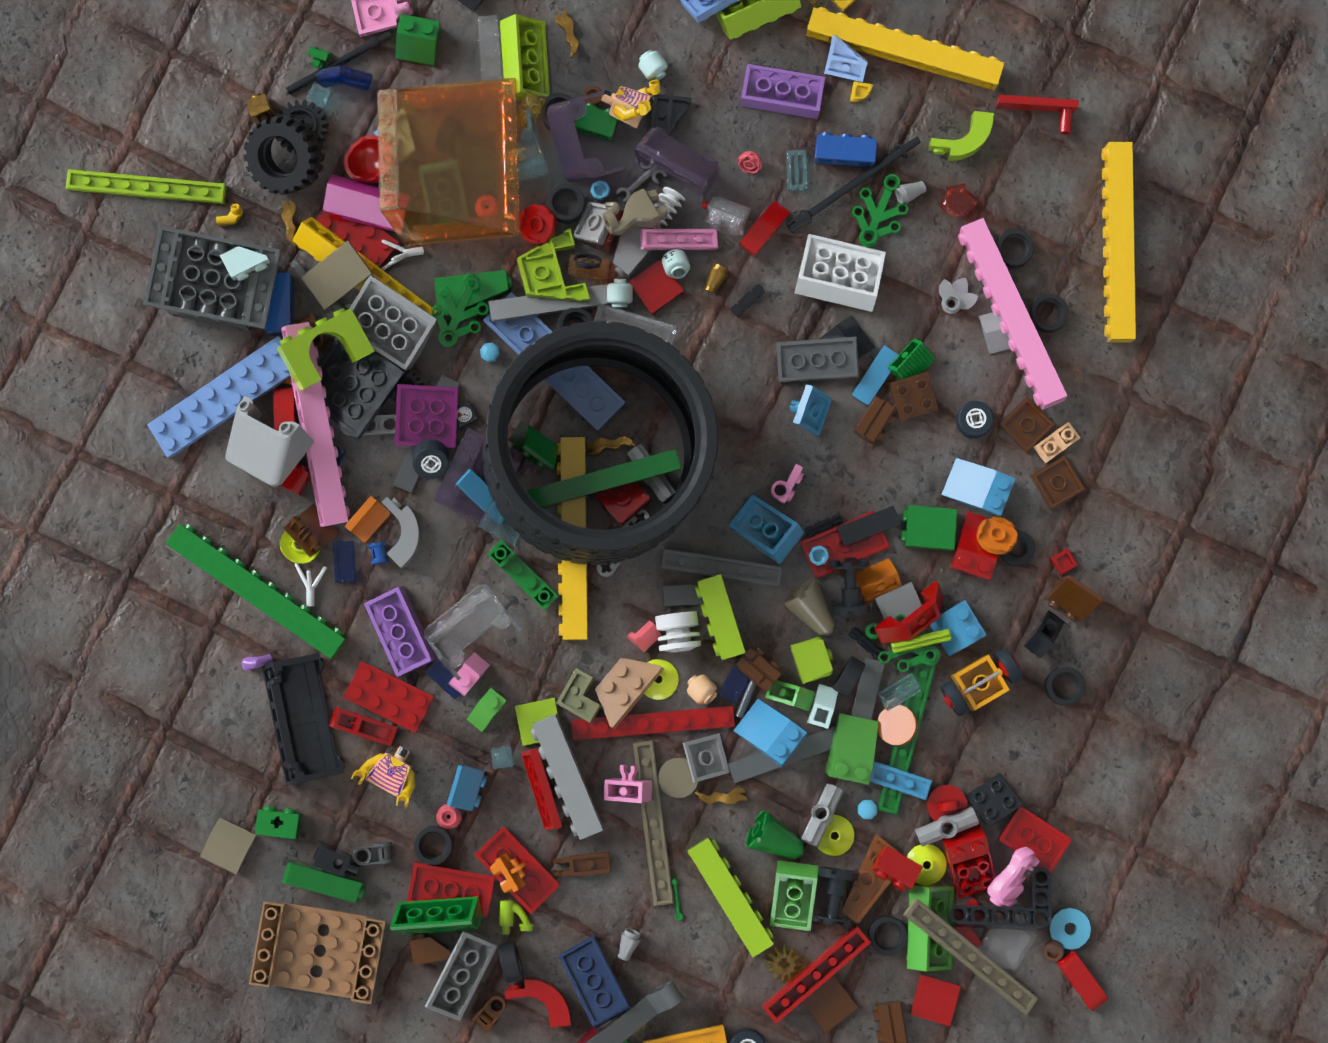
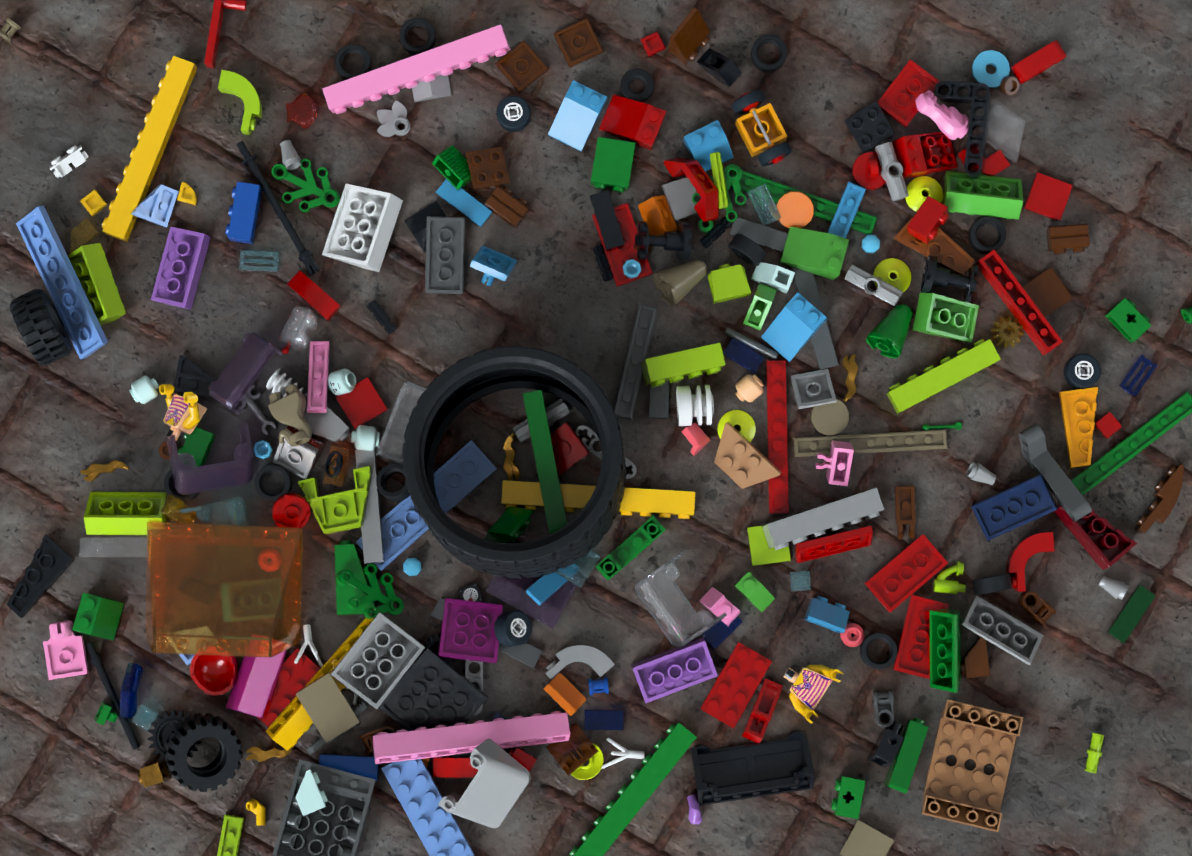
camera: 90 degrees left, 0 degrees up
(296, 350) = (400, 747): lime arch -> none
(511, 870) = (907, 577): orange hips -> none
(574, 697) = (748, 508): olive plate -> none
(715, 277) = (357, 345): pearl gold cone -> none
(750, 162) = (248, 304): coral plate -> none
(758, 668) = (734, 333): reddish brown brick -> none
(766, 529) = (602, 316): dark azure slope -> none
(795, 477) = (555, 285): bright pink plate -> none
(970, 956) = (1011, 160): dark tan tile -> none
(997, 535) = (625, 102): orange tile -> none
(1056, 442) = (540, 40): light nougat slope -> none

